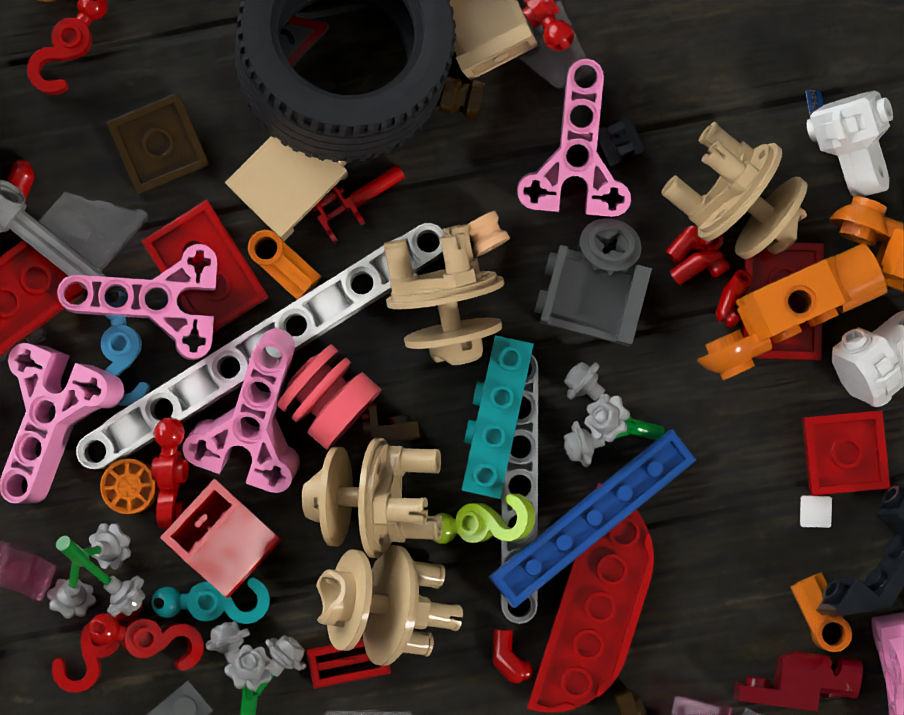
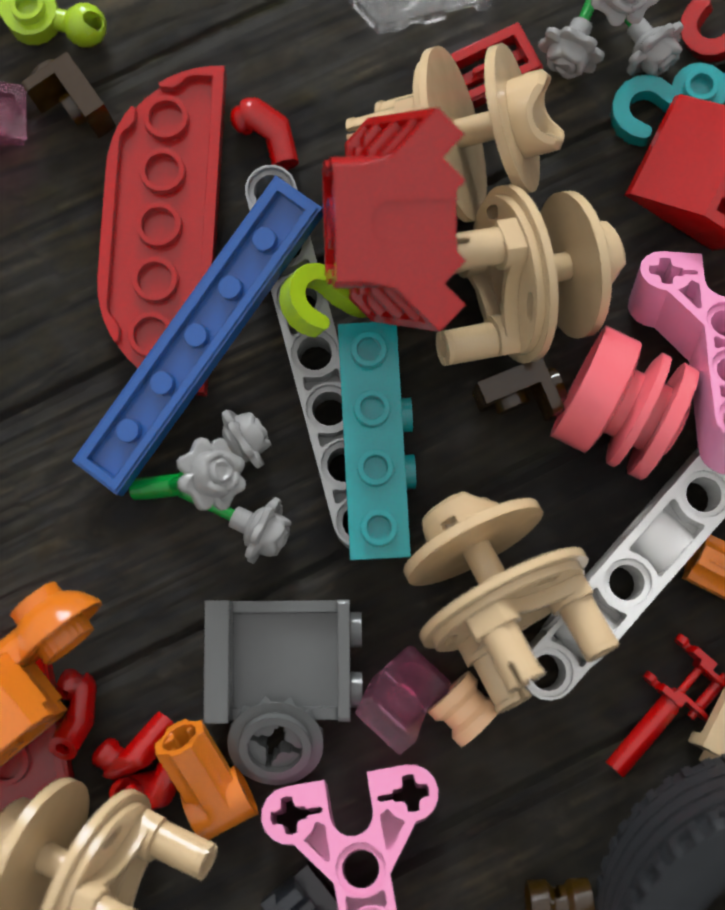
camera: 165 degrees right, 5 degrees down
(452, 543) = (395, 219): none -> red slope
(523, 251) = (400, 698): none -> clear pink bracket
(658, 227) = (209, 789): none -> orange piece

